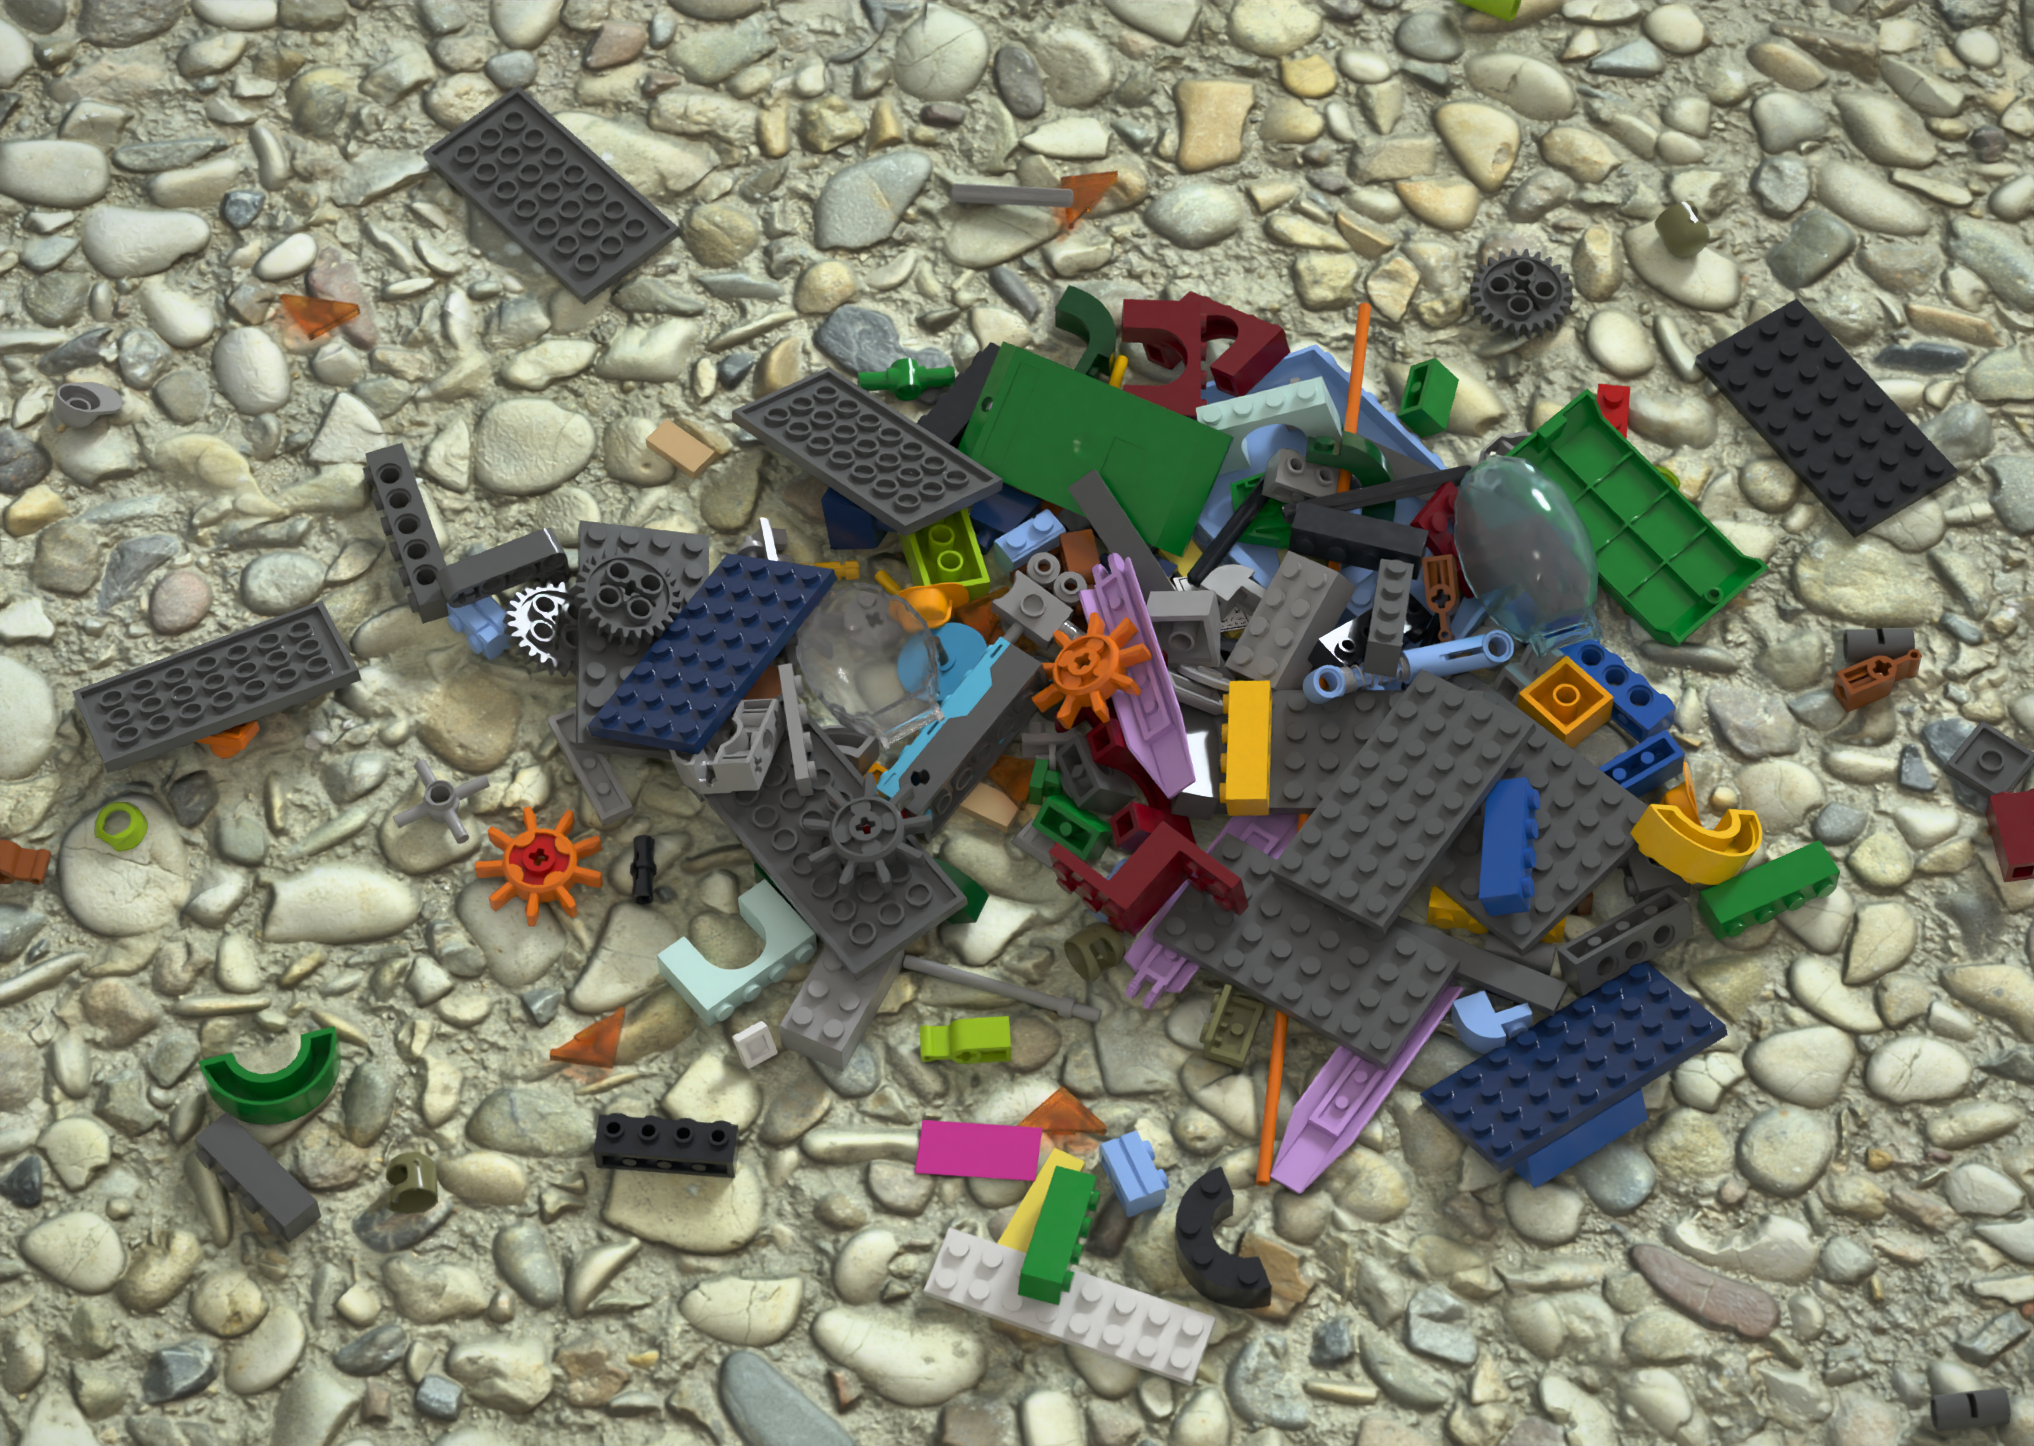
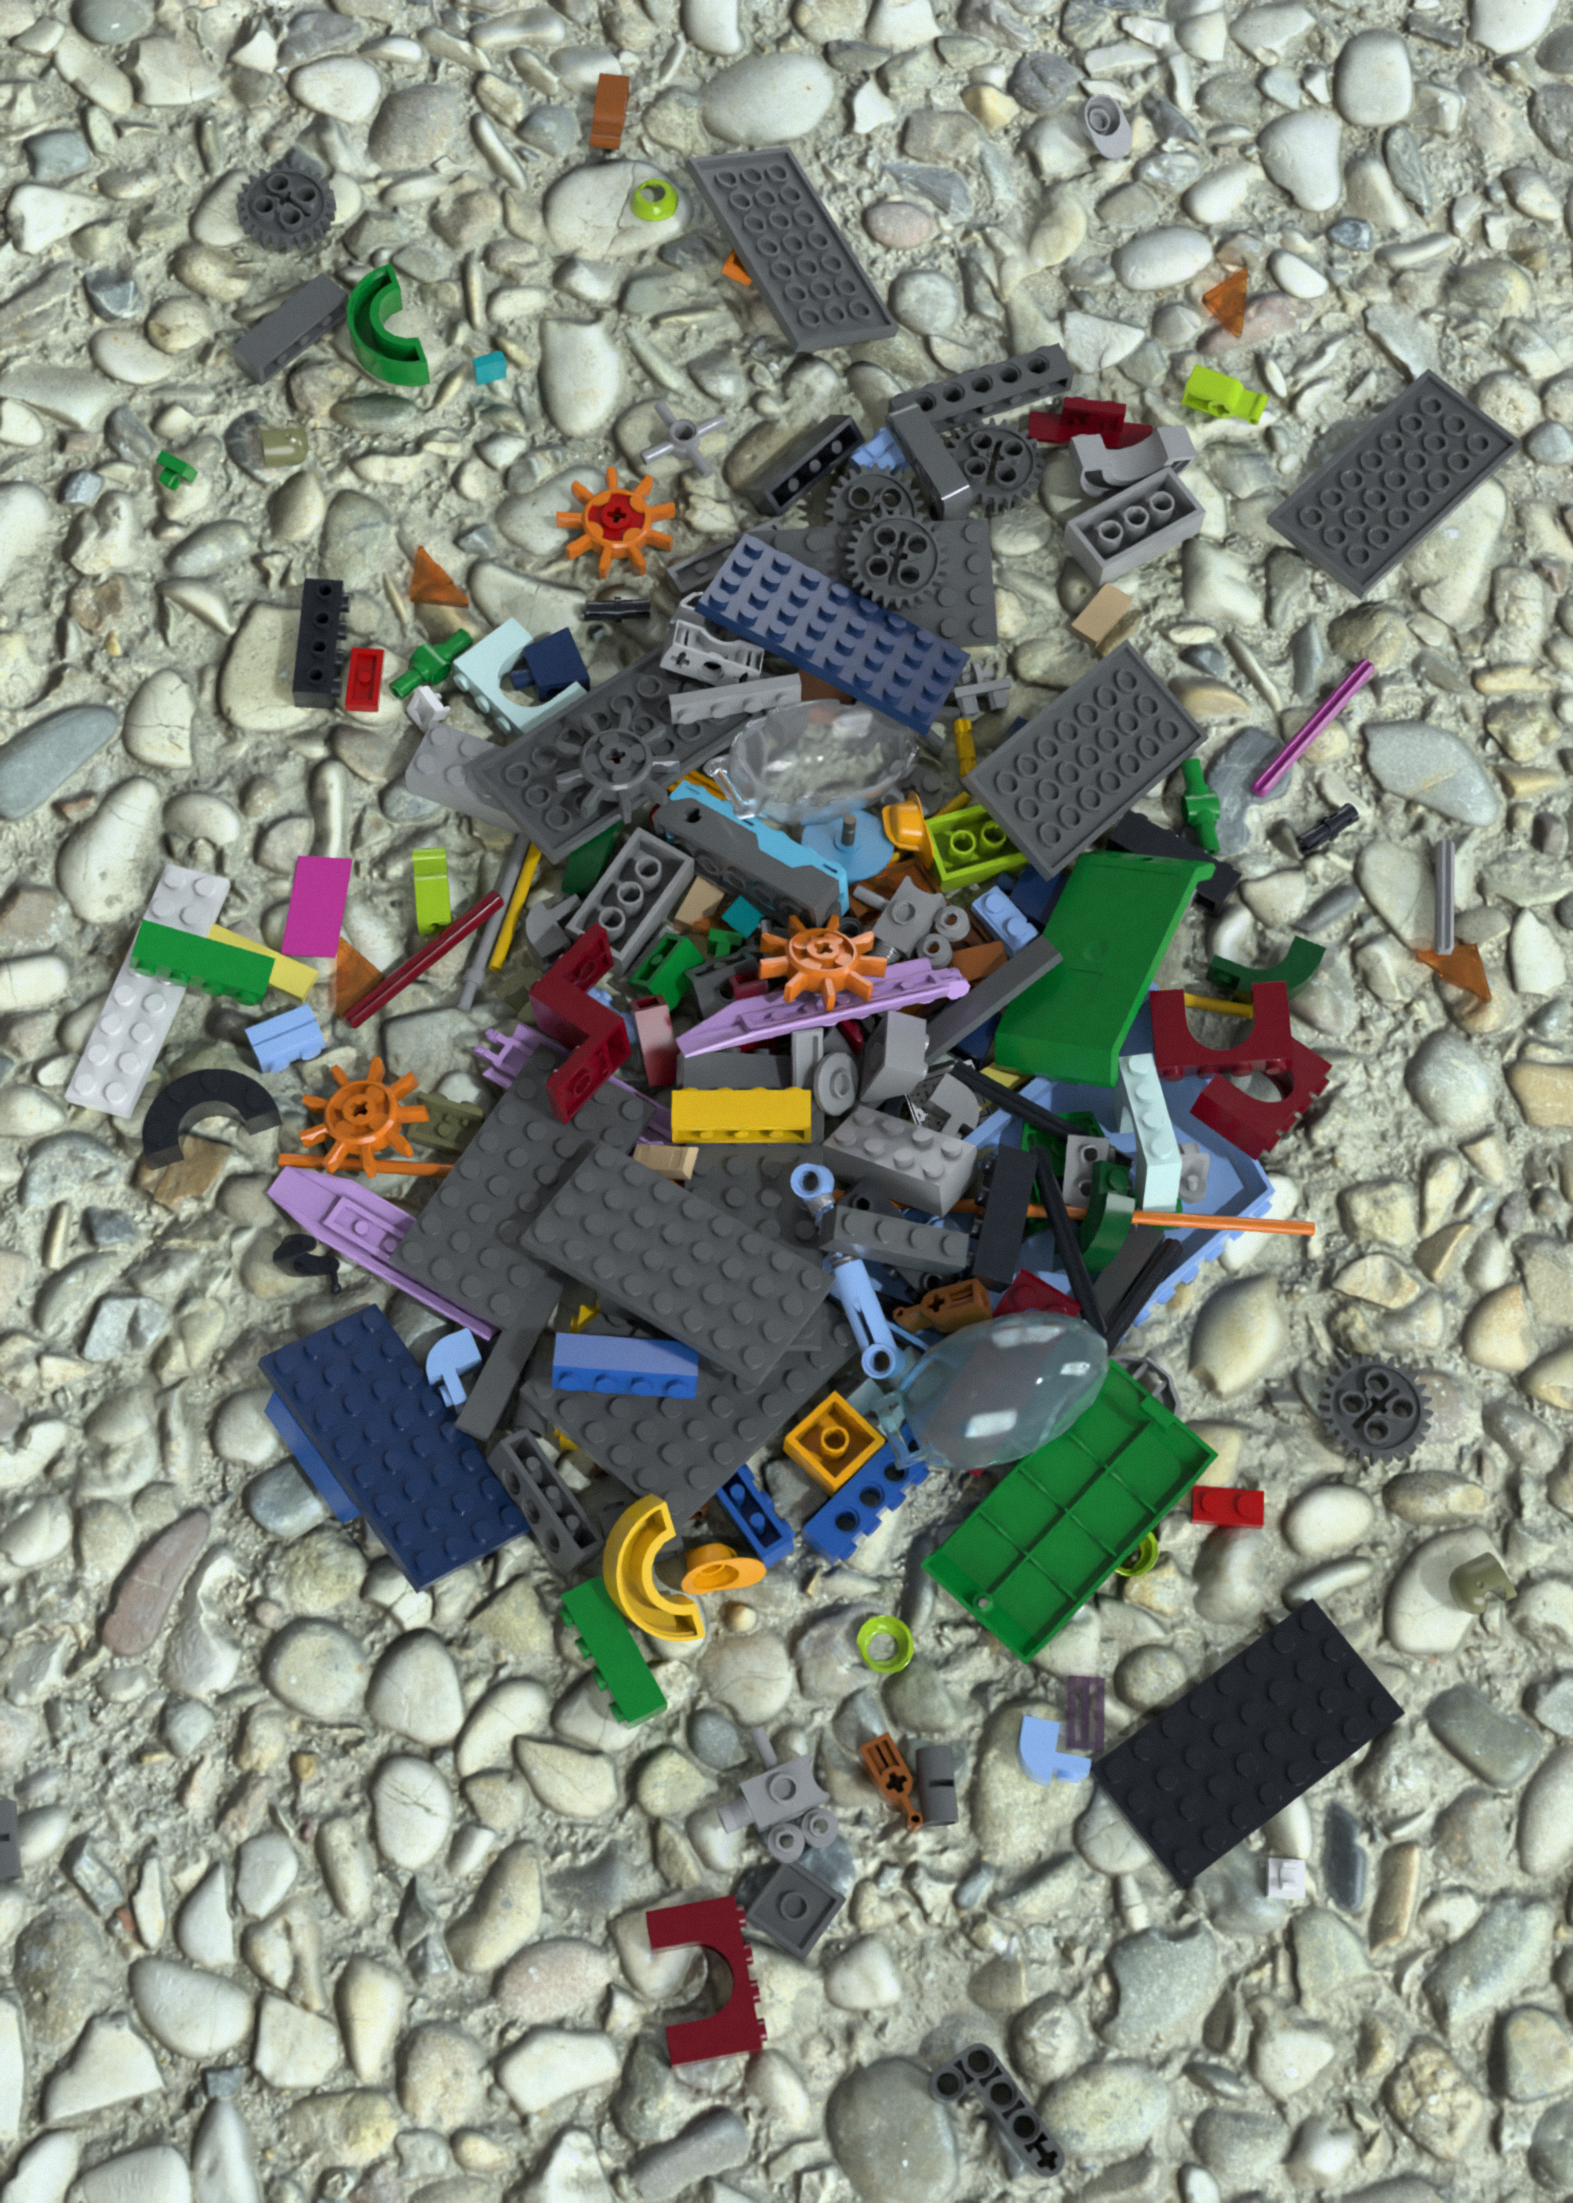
camera: 80 degrees right, 10 degrees up
(88, 1185) = (286, 207): none -> dark grey gear
(330, 982) = (489, 368): none -> teal tile
(434, 1292) = (174, 470): none -> green tile
(435, 327) = (1222, 396): none -> lime piece
(462, 441) = (1087, 418): none -> dark red bracket
(489, 688) = (804, 465): none -> black brick
(498, 524) = (1022, 470): none -> dark grey gear
(516, 396) = (1109, 472): none -> light grey brick
(590, 406) = (1133, 526): none -> light grey brick
(699, 1041) = (430, 664): none -> green pin
(712, 925) = (551, 666): none -> dark blue torso
(713, 1103) = (365, 679): none -> red plate
(821, 285) = (1312, 728): none -> magenta axle
(932, 281) = (1327, 828): none -> black pin
(981, 968) = (515, 908): none -> yellow piece
(995, 854) = (634, 896): none -> light grey brick
(1016, 758) = (743, 916): none -> teal tile
(1019, 940) = (545, 930): none -> light grey brick
(1046, 1047) = (423, 959): none -> dark red axle
(1225, 1117) = (363, 1117): none -> orange gear
(1284, 822) = (667, 1160): none -> tan tile
(1375, 1150) = (295, 1261): none -> black helmet
(1409, 446) = (1141, 1292): none -> black axle
(1428, 398) = (1219, 1308): green brick -> none
(1750, 667) = (886, 1625): none -> lime piece
(1805, 538) = (1084, 1744): none -> clear purple tile
(1843, 566) = (1038, 1757): none -> light blue brick
(1896, 766) = (778, 1798): none -> light grey piece
(1944, 398) = (1285, 1878): none -> white tile

